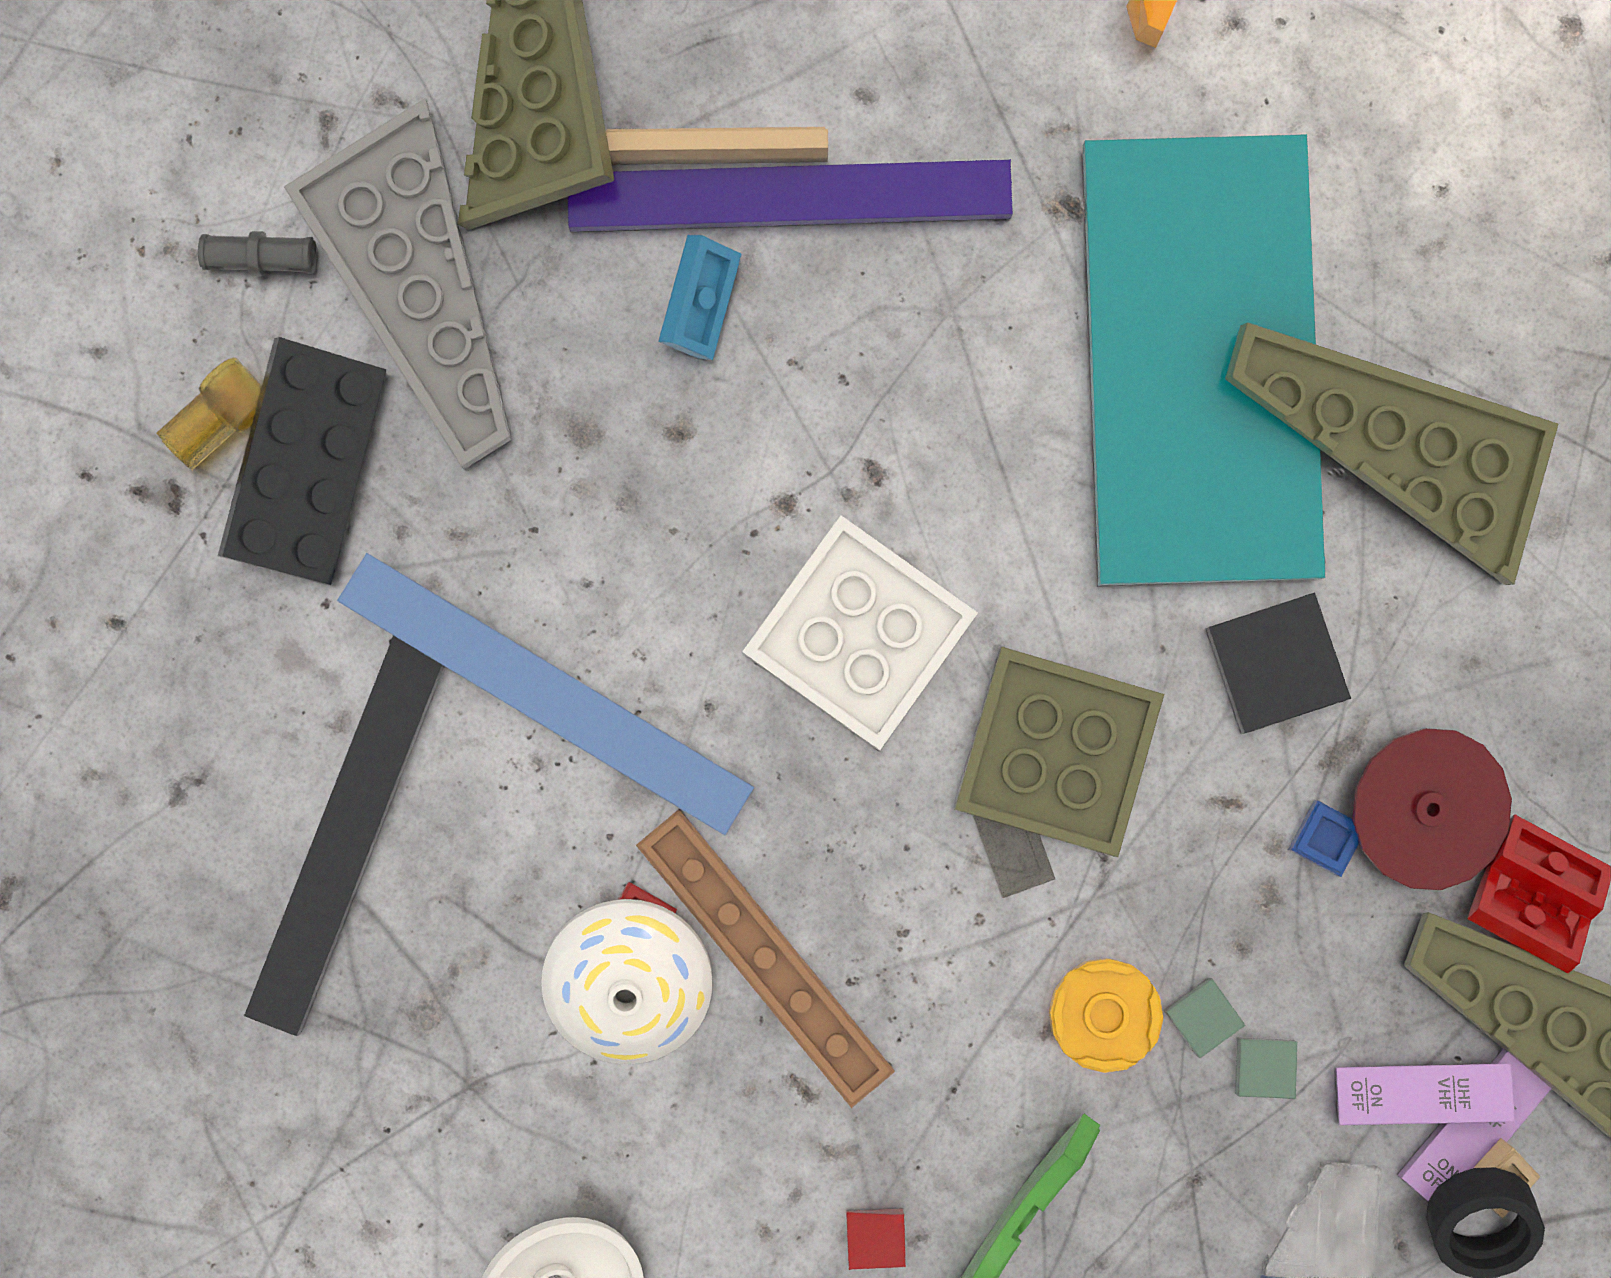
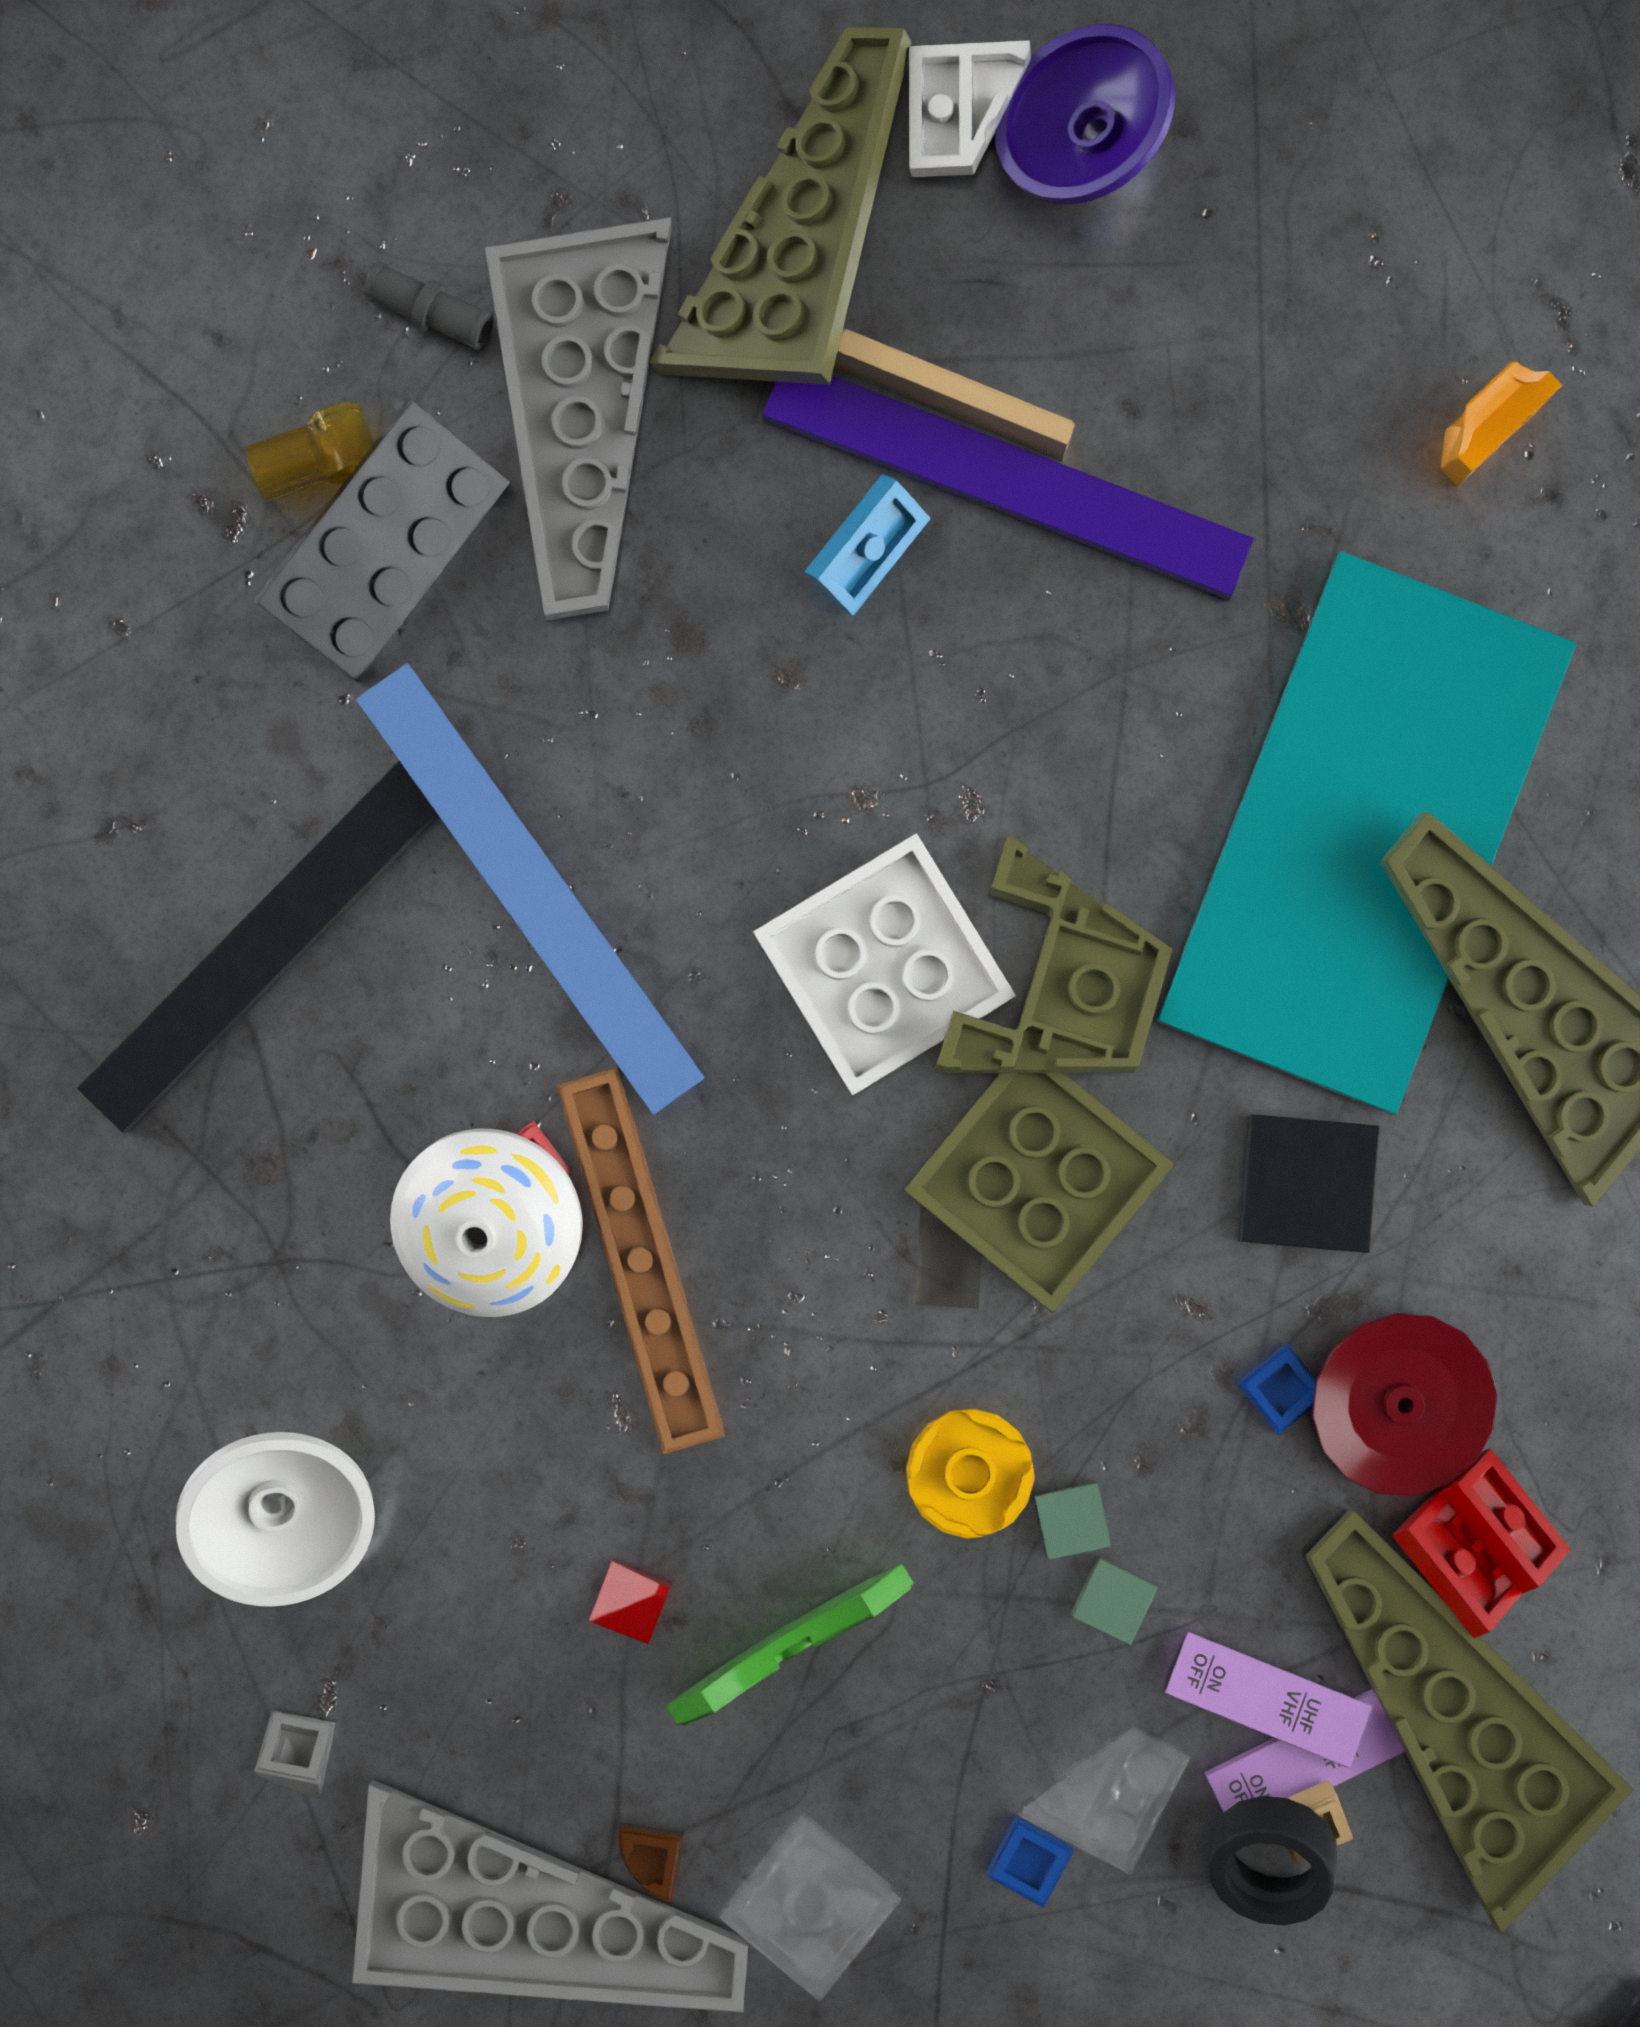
camera: 25 degrees right, 0 degrees up
(1034, 583) = (1088, 990): none -> olive wing

